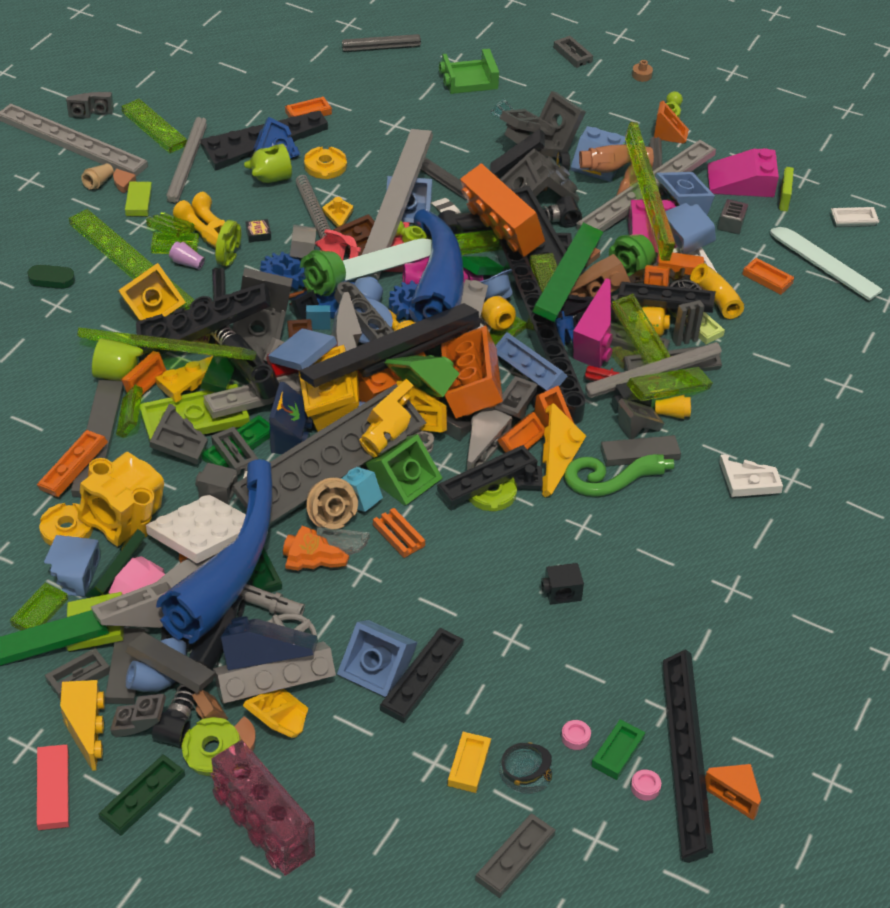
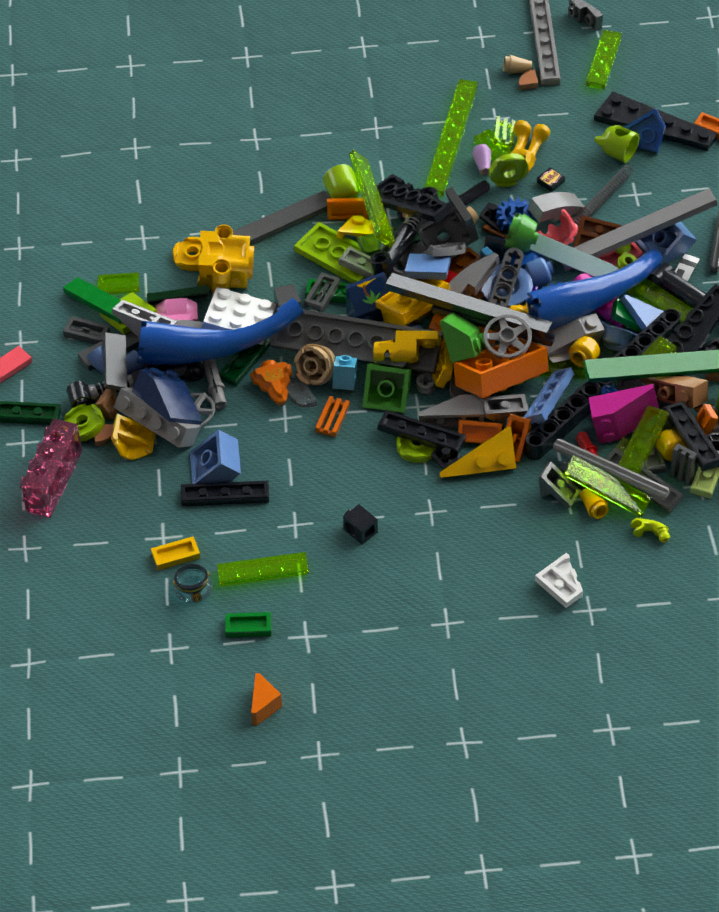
camera: 60 degrees right, 5 degrees up
(51, 276) = (397, 107): dark green tile -> none
(72, 463) = (243, 221): orange tile -> none
(73, 563) = (161, 273): medium blue piece -> none
(80, 713) = (54, 350): yellow slope -> none
(129, 411) = (309, 221): clear neon green tile -> none
(138, 198) = (518, 100): lime tile -> none
(138, 717) = (72, 373): flat silver slope -> none
(151, 294) = (420, 164): yellow slope -> none
(178, 437) = (306, 256): dark grey wing -> none
(186, 160) = (585, 98): light grey axle -> none
(289, 328) = (447, 249): none -> light grey tile
(315, 167) = (664, 179): yellow tile -> none
(338, 211) = (615, 208): yellow piece -> none
(458, 337) = (507, 336): none -> light grey wheel
(486, 254) = (640, 311): none -> tile
(502, 210) = (678, 289): orange brick -> none
(515, 855) = (124, 612): dark grey tile -> none
(552, 697) = (262, 569): none -> clear neon green tile
(576, 734) = (242, 596): bright pink tile -> none
(627, 451) = (532, 506): dark grey tile -> none
(644, 466) = (514, 514): bright green plant -> none
(646, 785) = (231, 653): bright pink tile -> none
(687, 757) = (270, 660): black tile -> none
(737, 382) = (650, 525): none -> neon yellow piece

